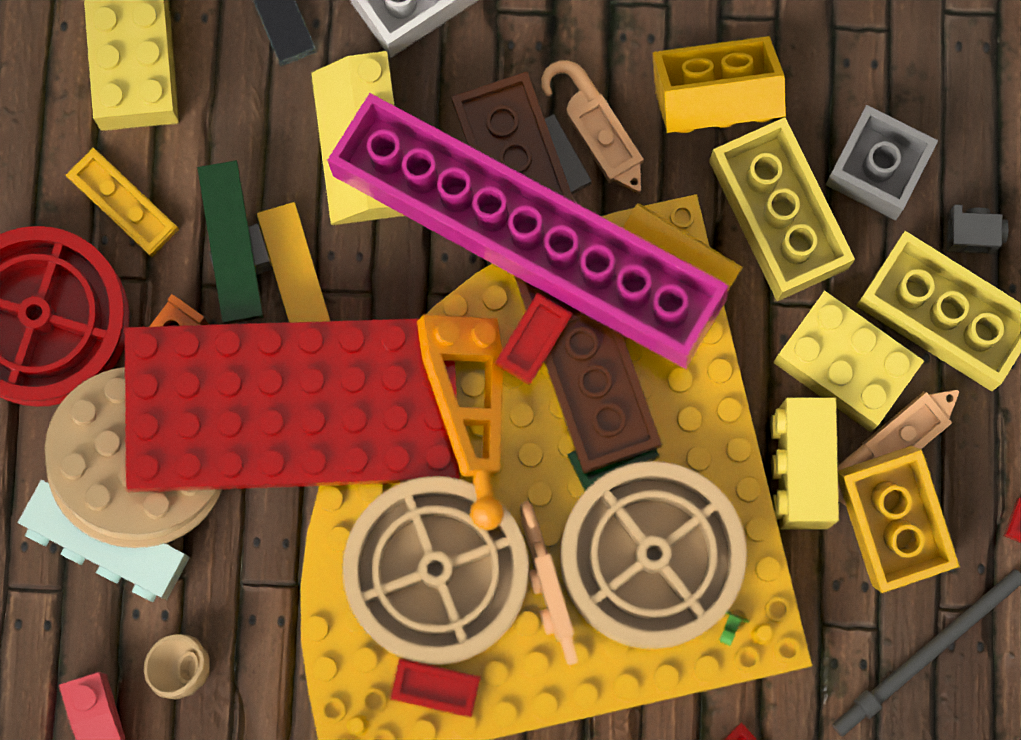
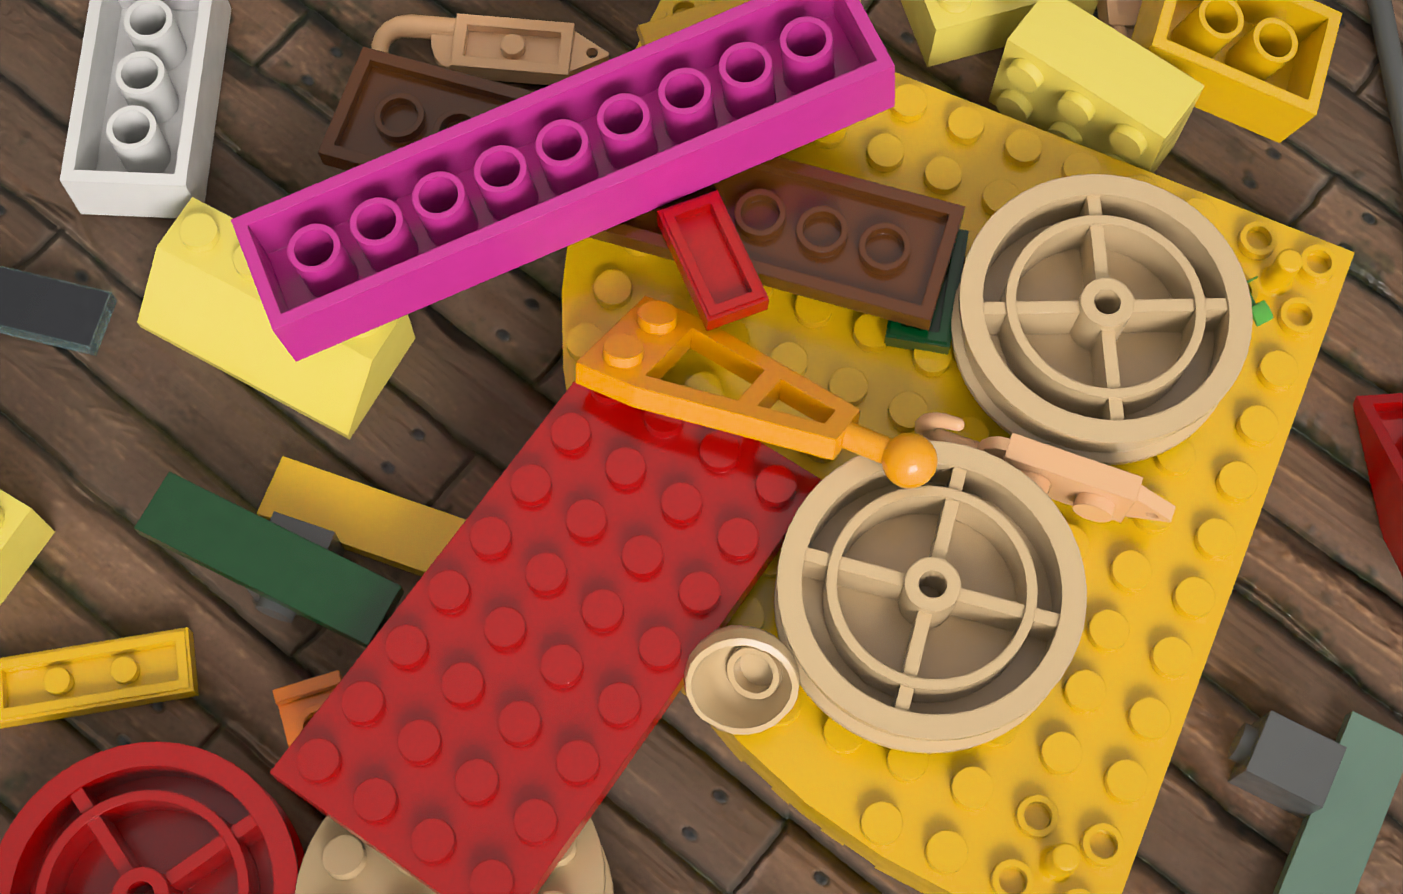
camera: 55 degrees left, 10 degrees down
(327, 511) = (741, 679): none -> tan piece
(435, 688) = (1080, 717): red tile -> none

